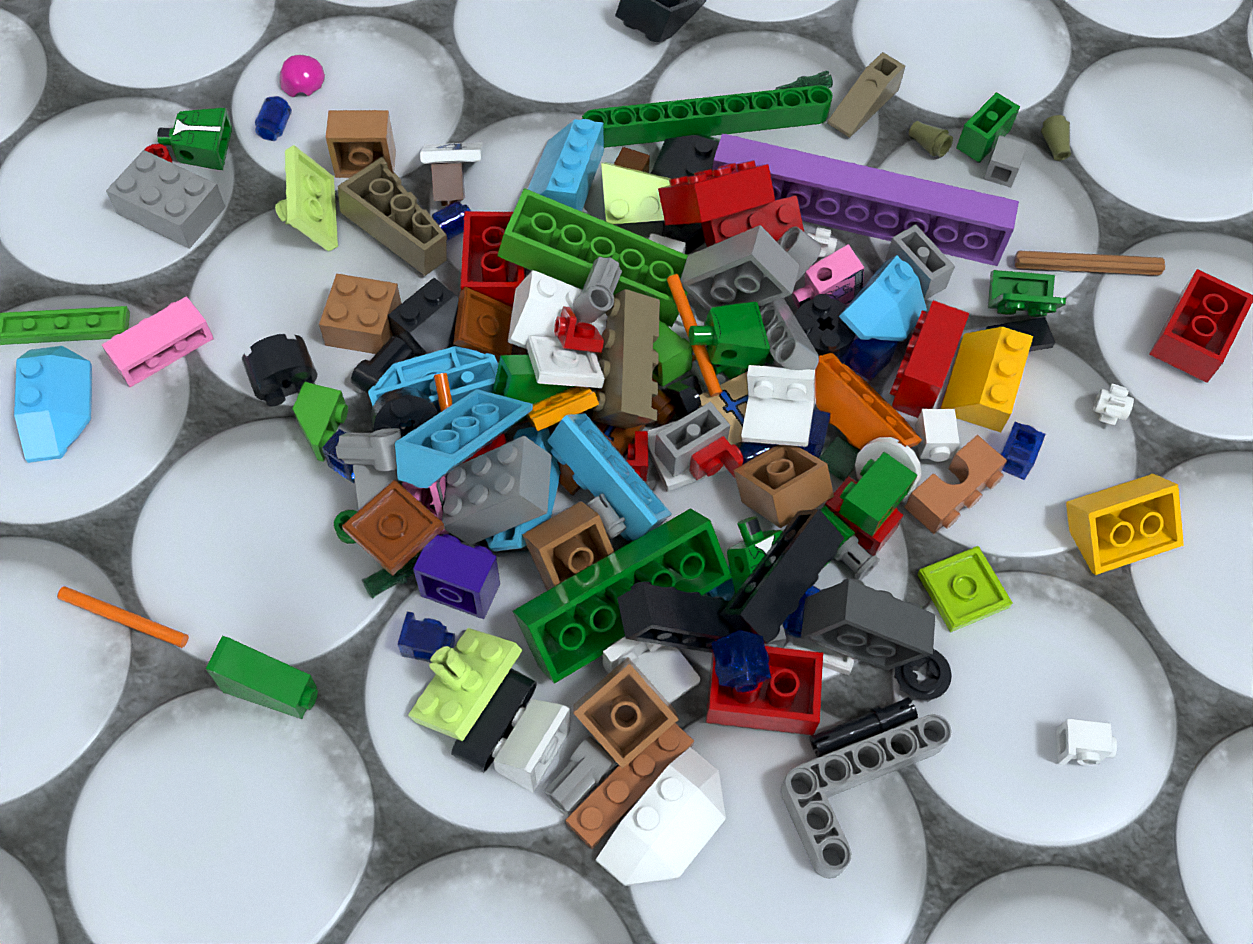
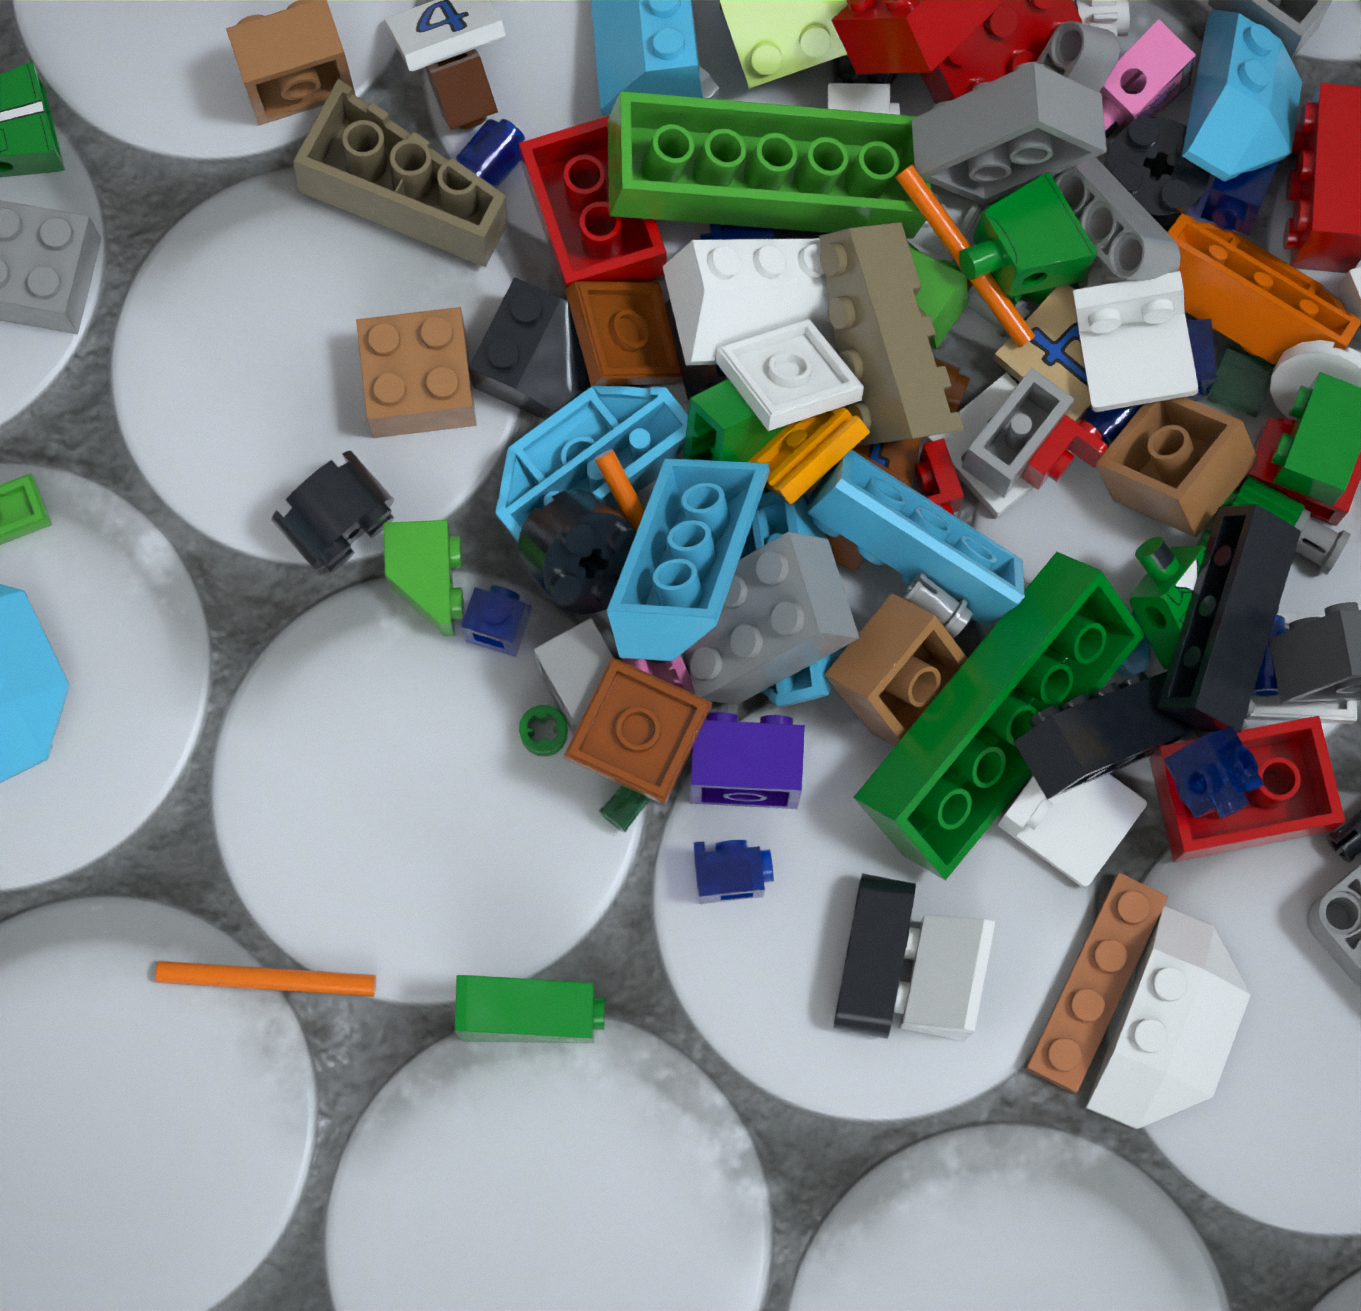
camera: 15 degrees left, 15 degrees up
(158, 341) = (112, 519): bright pink brick -> none
(272, 118) = (111, 48): clear blue brick -> none
(309, 199) = (247, 193): yellowish green plate -> none
(369, 372) = (480, 466): black piece -> none
(370, 448) = (571, 615): light grey piece -> none
(464, 682) = (816, 920): yellowish green plate -> none
(577, 336) = (793, 323): red bracket -> none
(587, 766) = (1032, 985): light grey piece -> none
(598, 290) = (806, 252): light grey piece -> none
(625, 712) = (1065, 893): medium nougat brick -> none
(685, 395) = (978, 357): black bracket -> none

